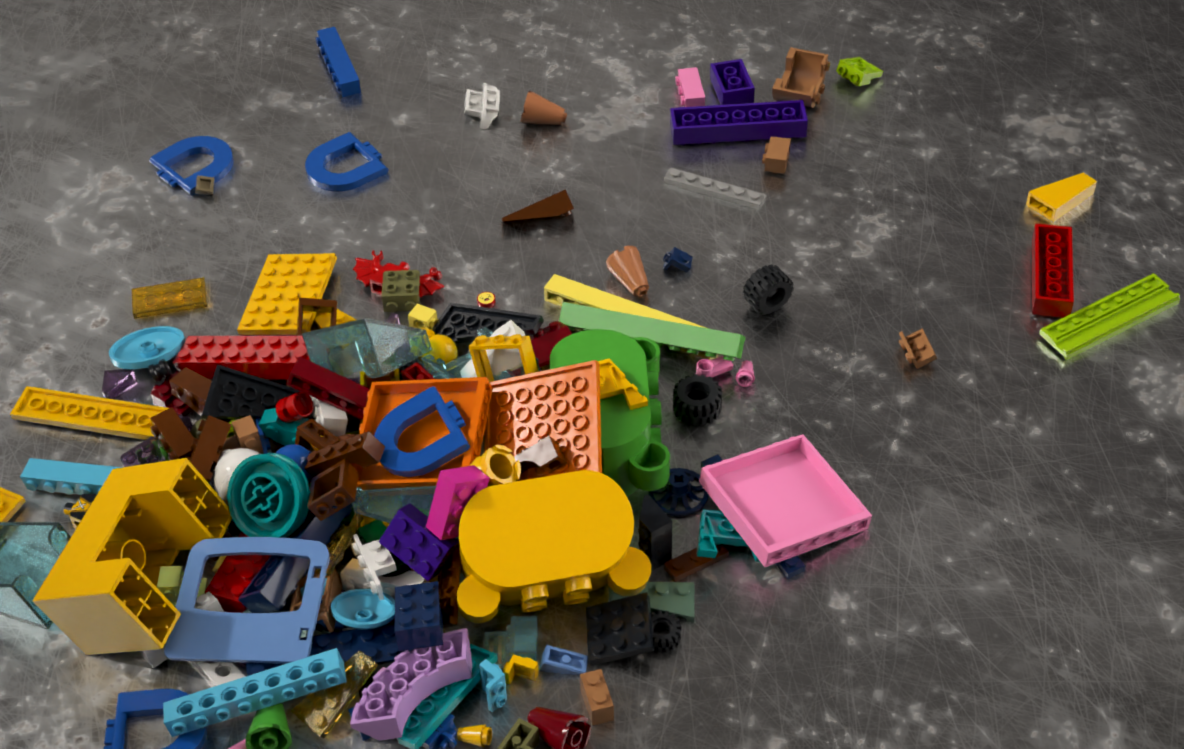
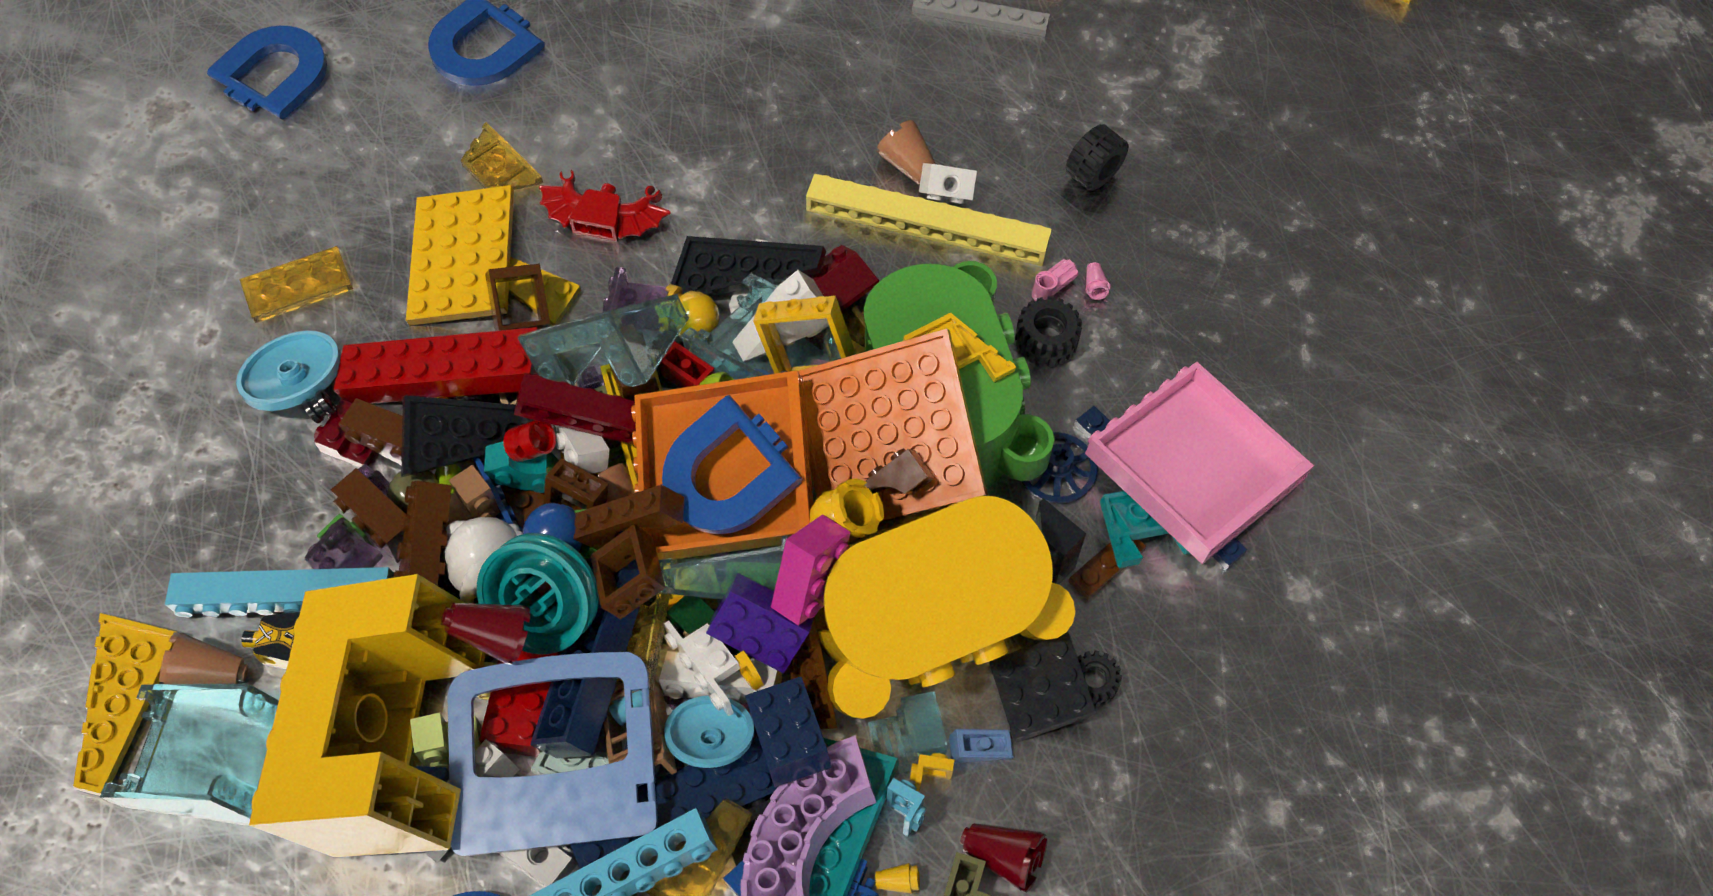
camera: 15 degrees left, 15 degrees up
(28, 510) = (200, 663): none -> nougat cone
(85, 412) = (232, 483): yellow plate -> none
(118, 382) = (260, 431): clear purple slope -> none
(204, 185) = (298, 103): dark tan tile -> none
(226, 507) = (489, 628): none -> dark red cone
(331, 238) = (497, 163): none -> clear yellow wing
(400, 290) = (616, 227): olive bracket -> none
(402, 572) = (748, 671): none -> yellow tile
(422, 317) = (656, 266): light yellow brick -> none
(486, 300) = (731, 222): tile -> none
(549, 207) = (780, 70): reddish brown wedge -> none
(596, 697) = (1041, 793): medium nougat brick -> none
(662, 292) = (961, 181): none -> white brick
(663, 332) = (965, 240): bright green brick -> none
(668, 596) = (1094, 628): sand green wing -> none
(678, 259) = (964, 125): dark blue bracket -> none
(918, 348) = (1300, 211): medium nougat bracket -> none
(1052, 270) = (1433, 76): red brick -> none
(1110, 316) = (1513, 129): lime plate -> none

